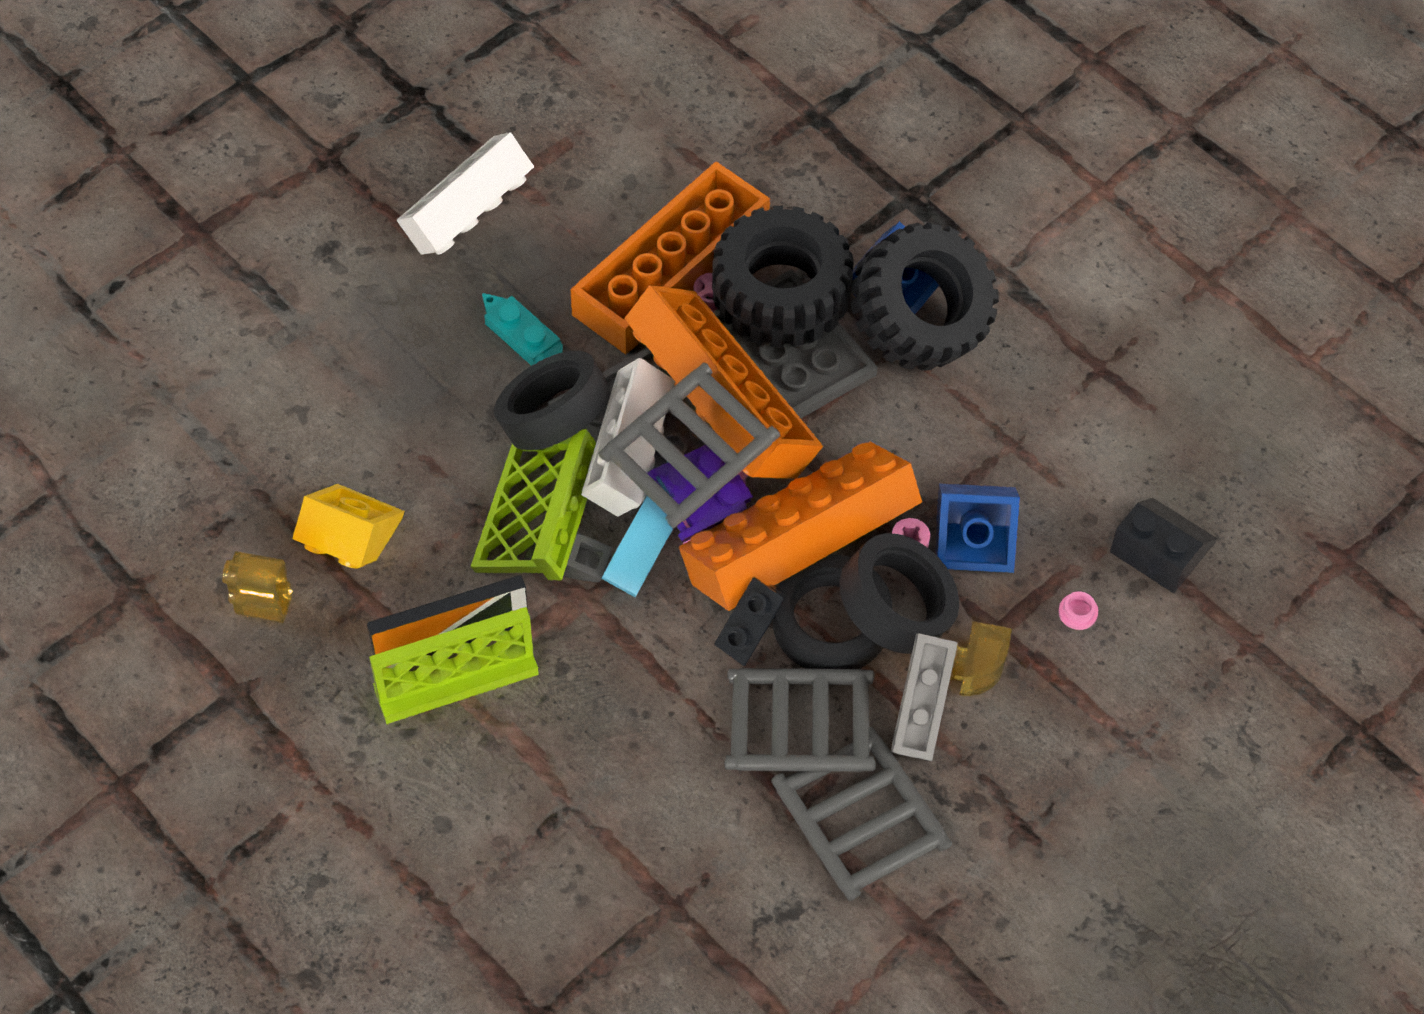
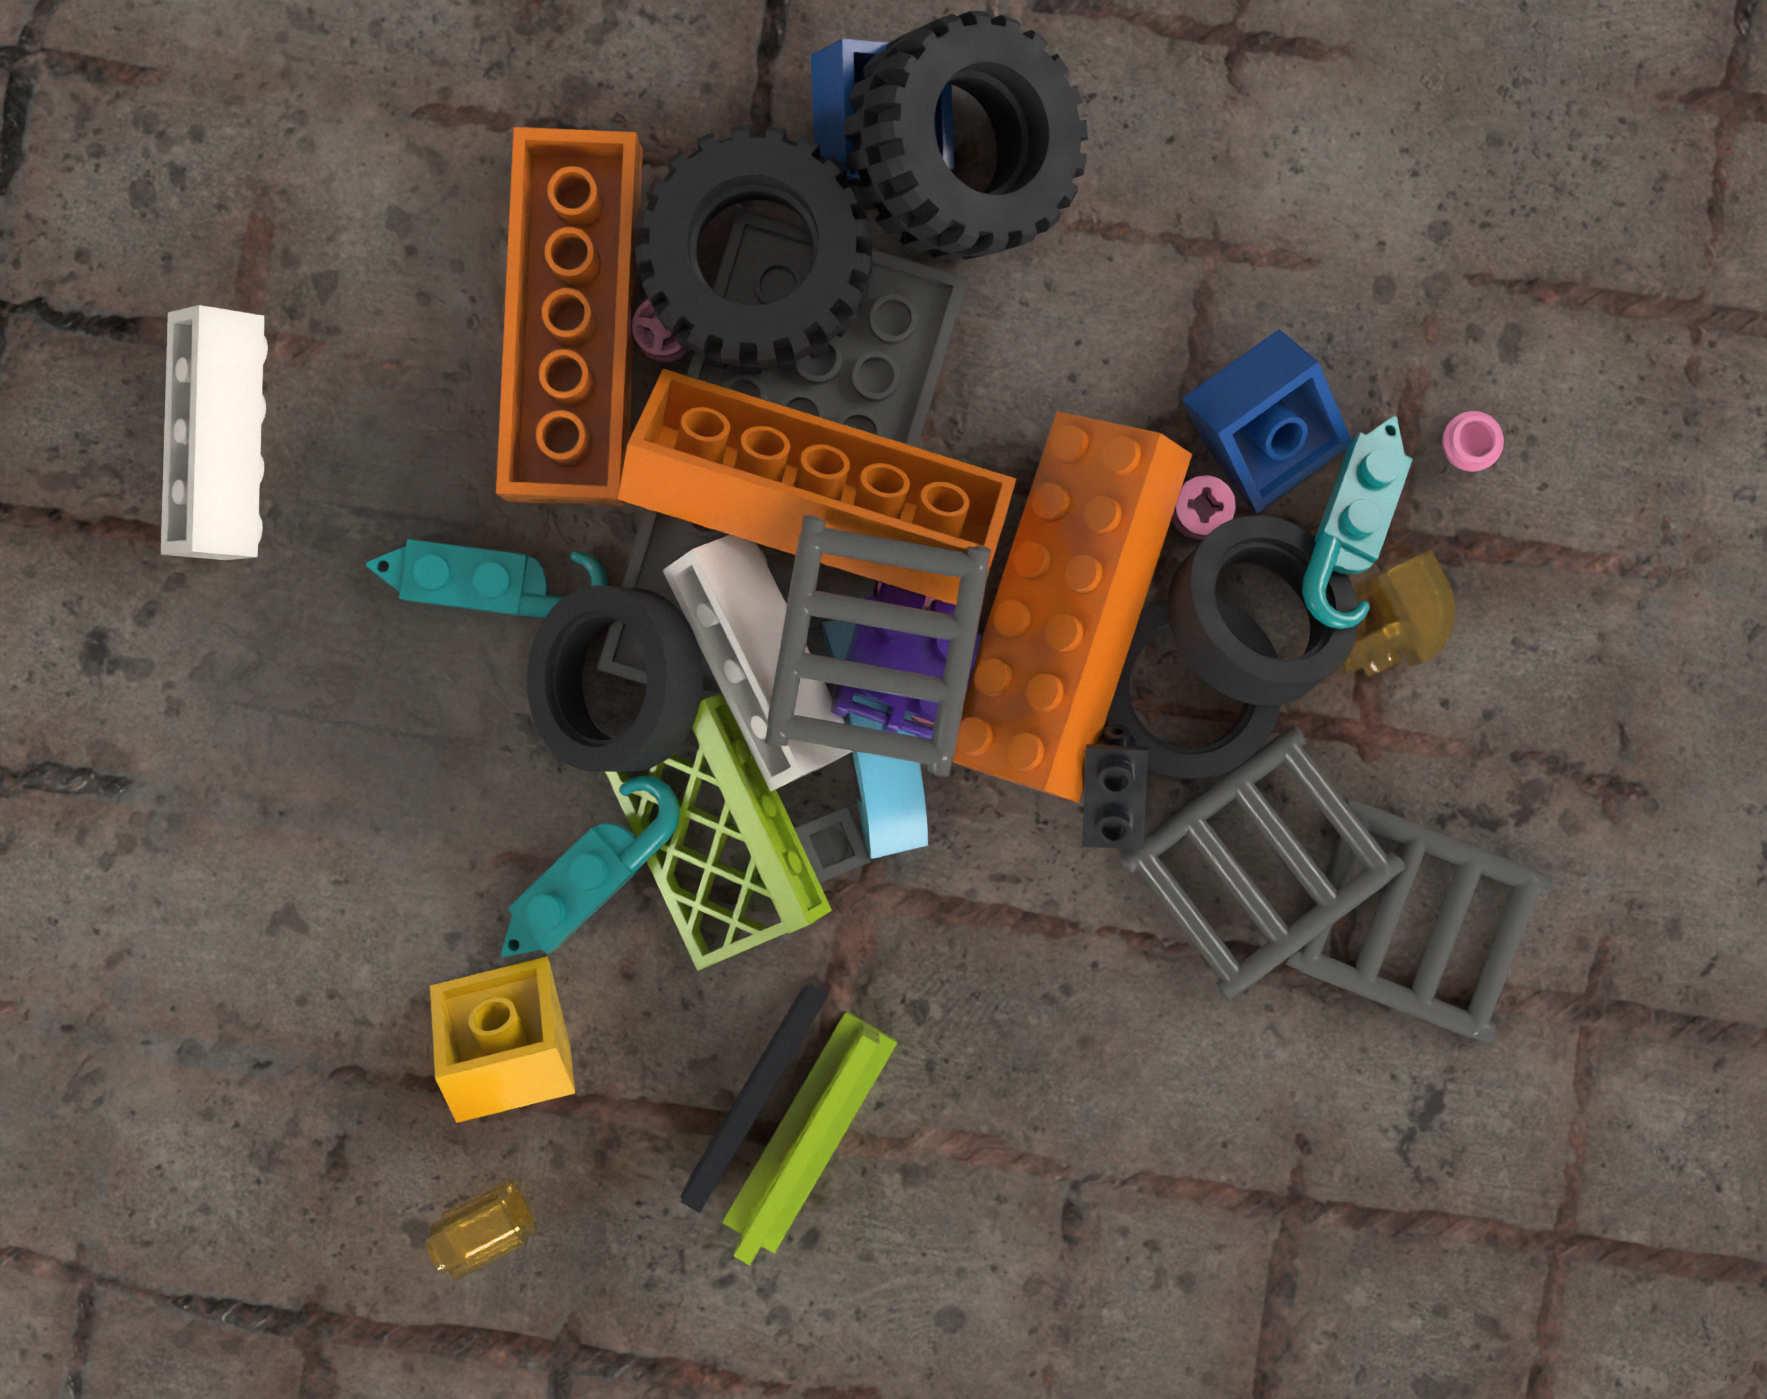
camera: 40 degrees left, 30 degrees up
(457, 484) = (588, 875): none -> teal plate
(924, 697) = (1396, 727): light grey plate -> none
(984, 592) = (1356, 518): none -> plate
(1161, 543) = (1509, 256): black slope -> none

